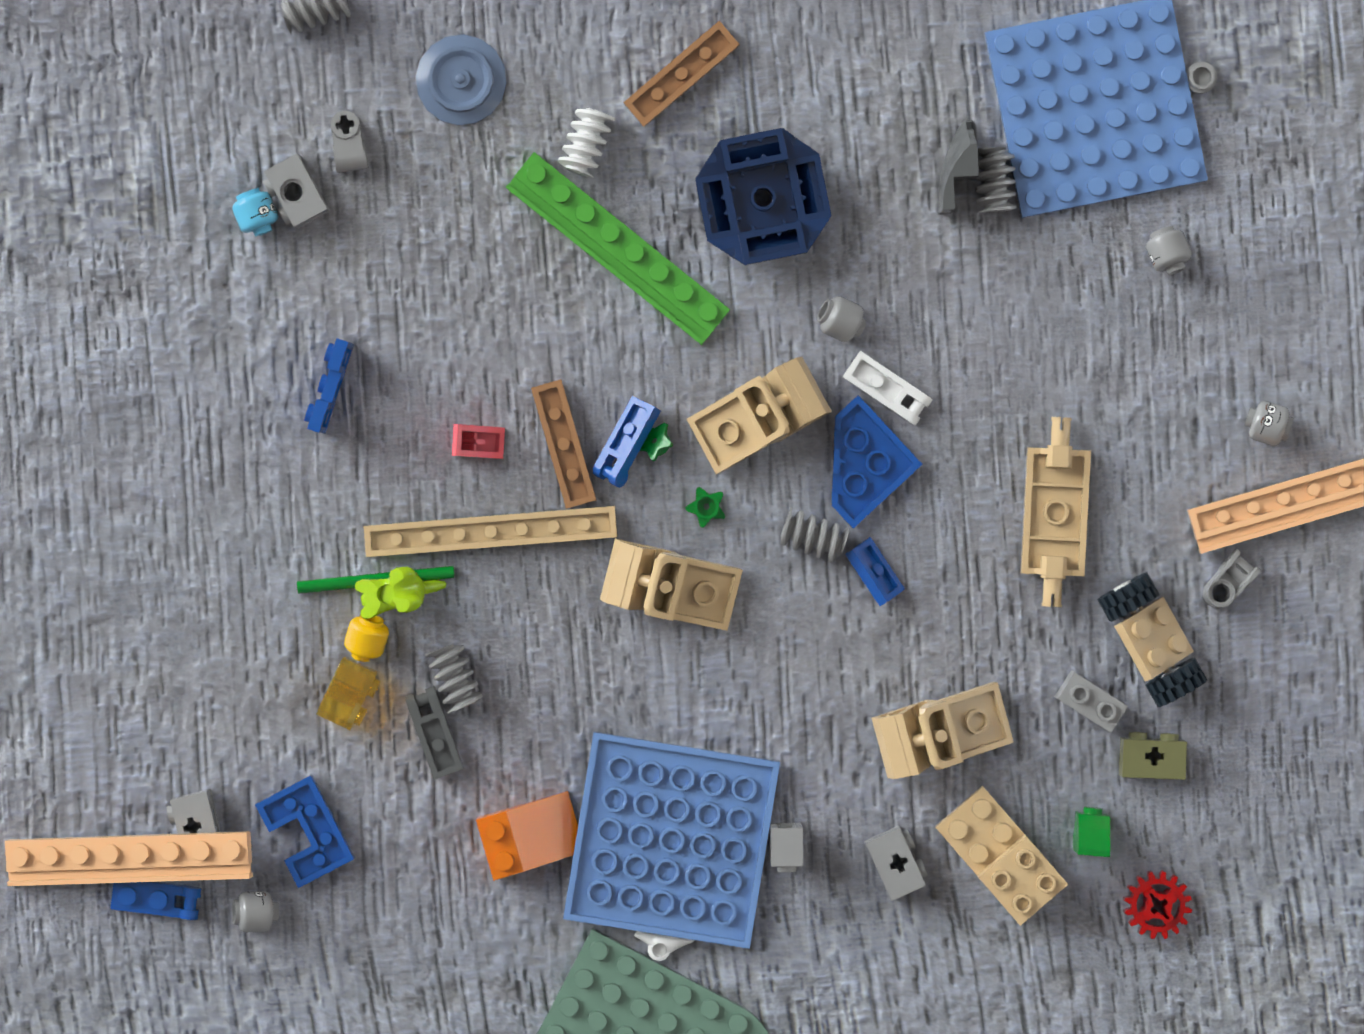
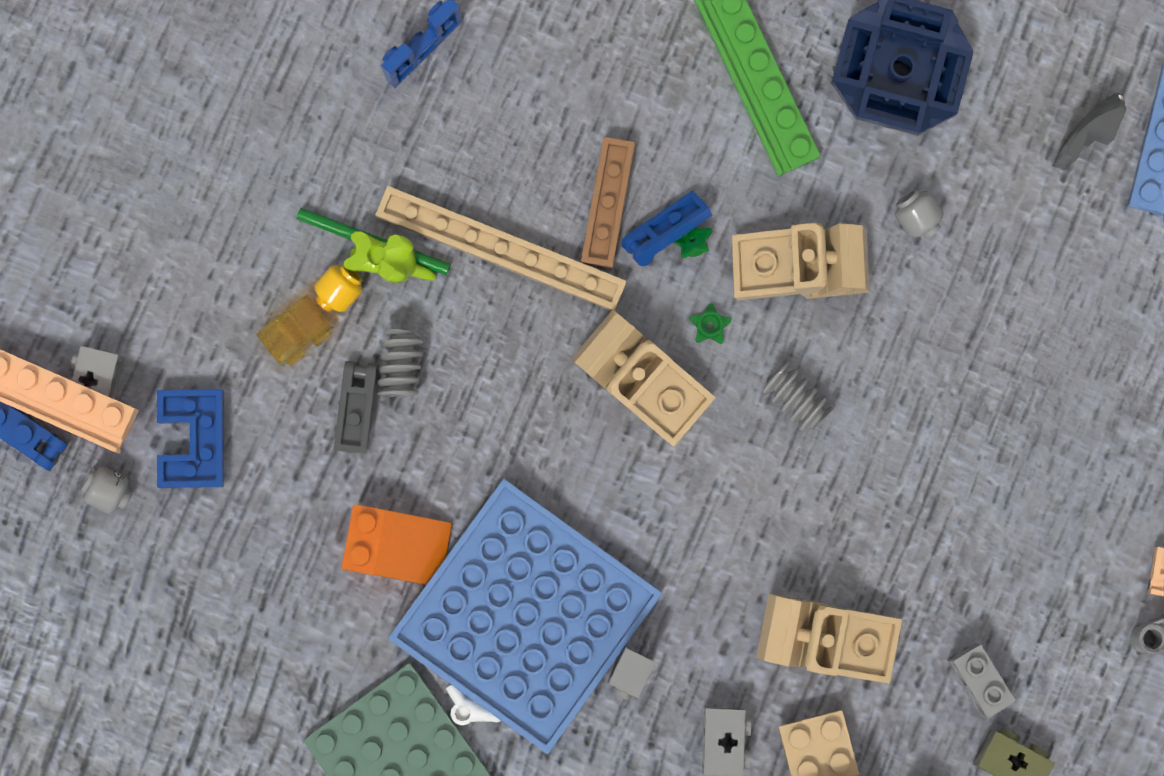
camera: 25 degrees right, 5 degrees down
(478, 441) = (529, 160): coral slope -> none
(866, 462) = (878, 355): blue plate -> none
(875, 571) = (837, 460): blue plate -> none
(886, 387) = (930, 297): white plate -> none
(995, 180) = (1120, 157): light grey piece -> none
(1055, 511) = (1032, 487): tan plate -> none
(1153, 639) = (1068, 651): plate -> none

